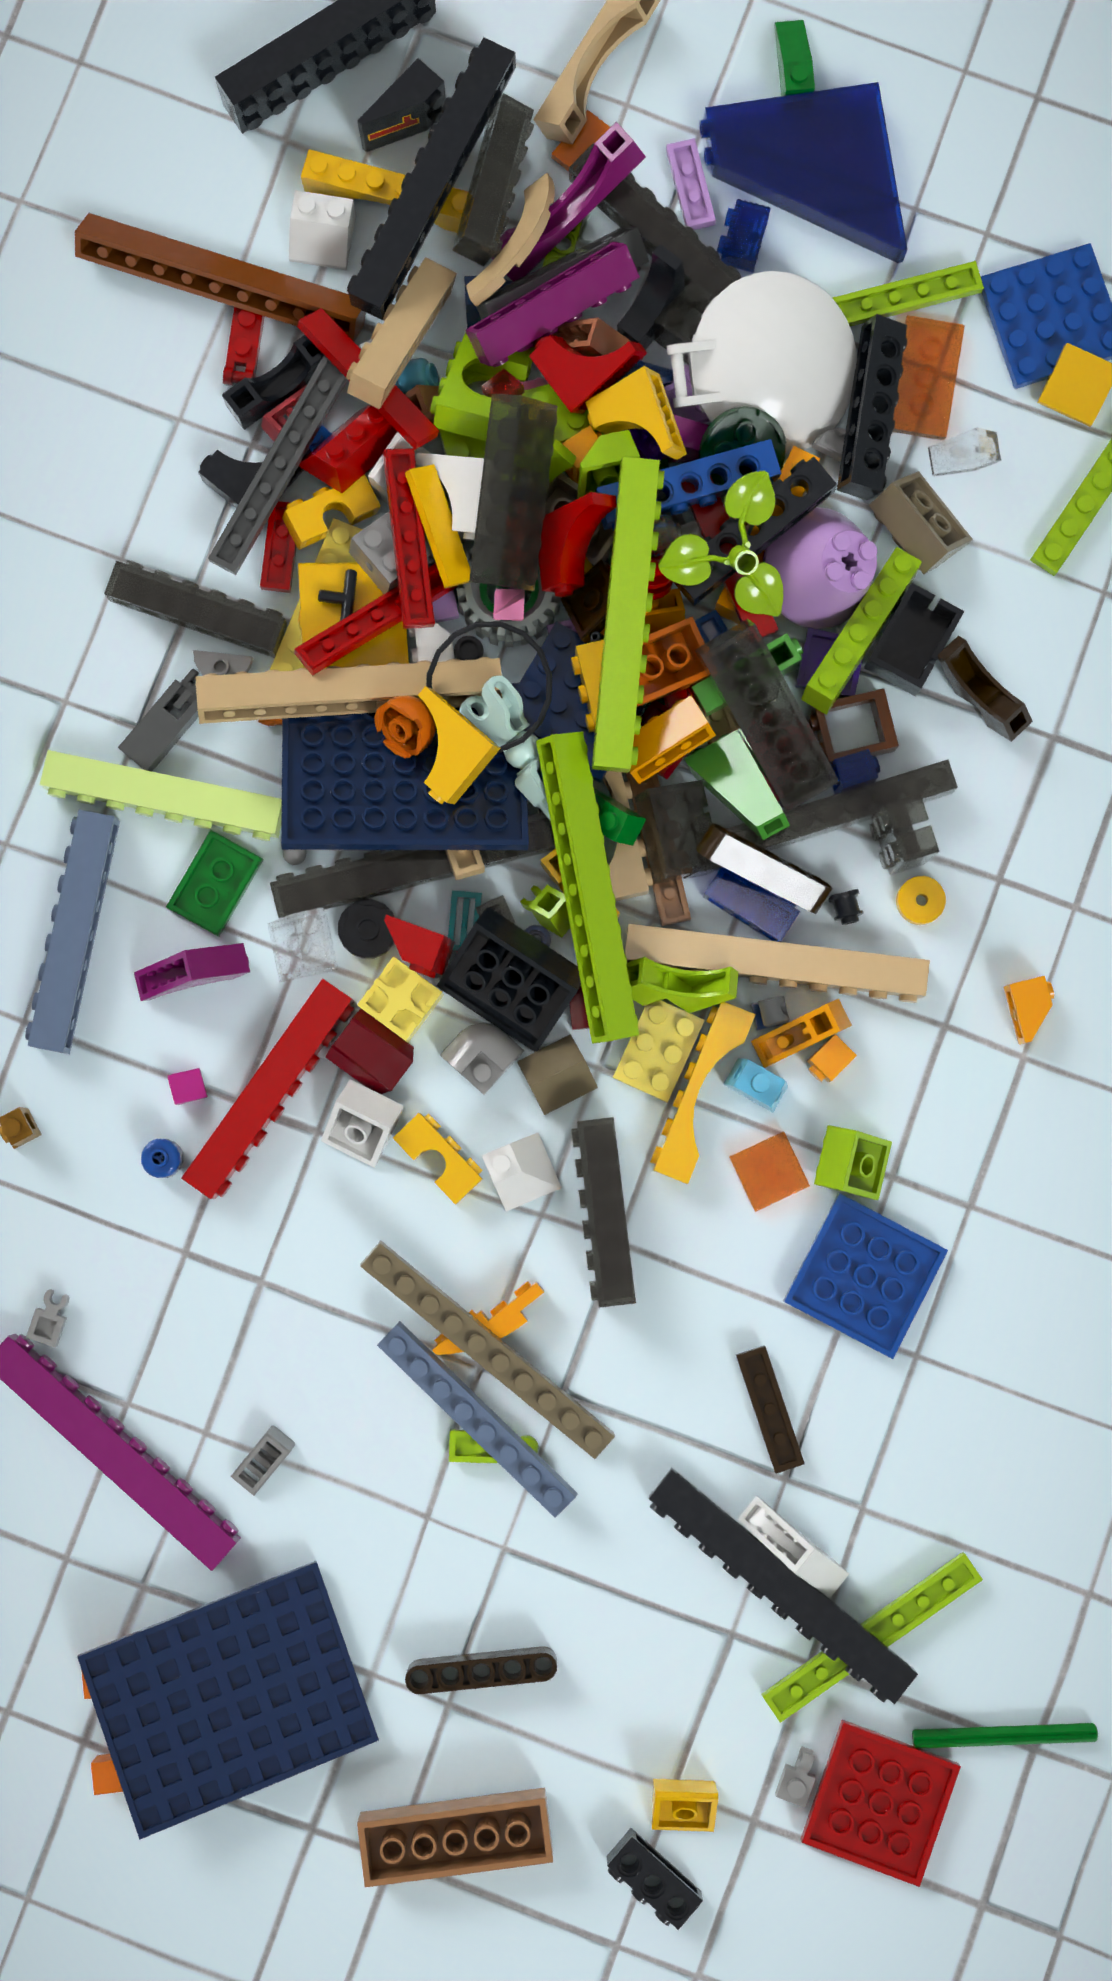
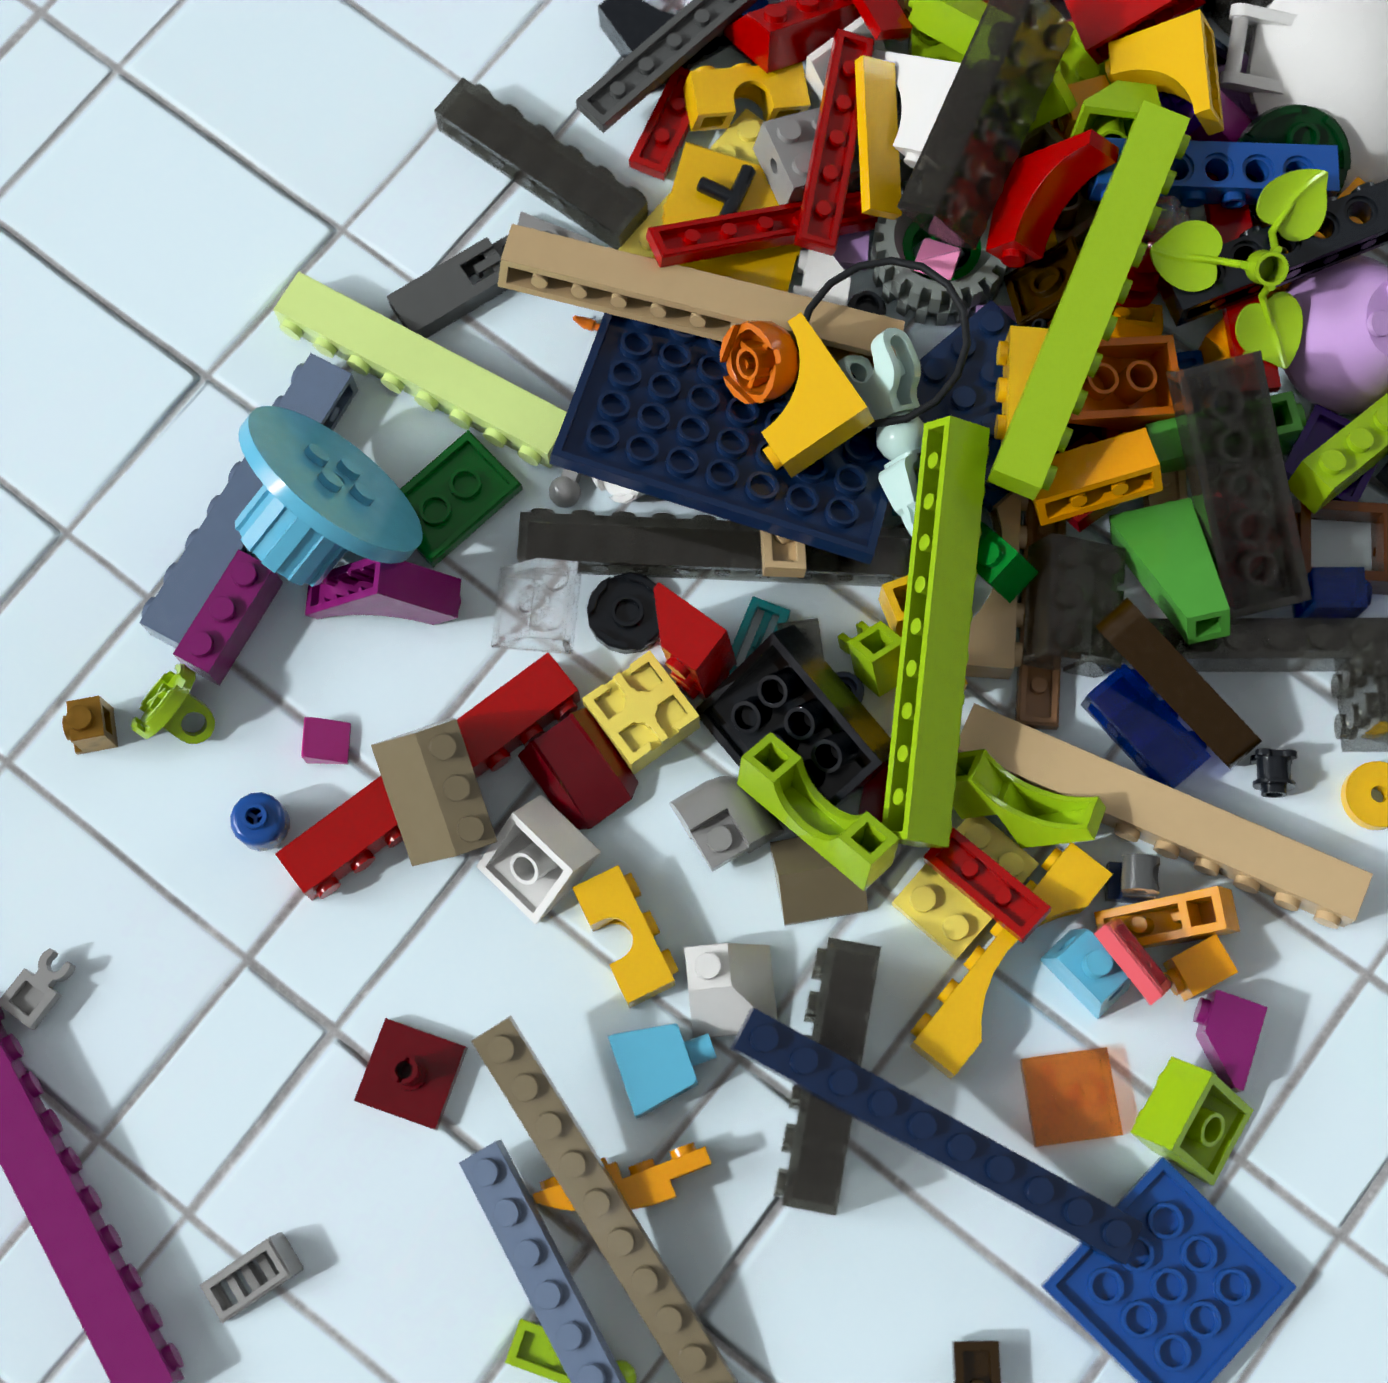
camera: 20 degrees right, 10 degrees down
(67, 1097) = (169, 703): none -> lime tile
(88, 1020) = (228, 617): none -> magenta brick
(127, 921) = (318, 499): none -> medium azure piece
(277, 1103) = (434, 792): none -> dark tan slope
(323, 1295) = (411, 1074): none -> dark red tile
(488, 1237) = (658, 1064): none -> medium azure torso
(570, 1050) = (851, 843): none -> lime arch
(674, 1049) = (988, 885): none -> red plate
(685, 1230) = (936, 1136): none -> dark blue plate
(784, 1071) = (1133, 960): none -> coral tile
(862, 1098) = (1229, 1035): none -> magenta slope

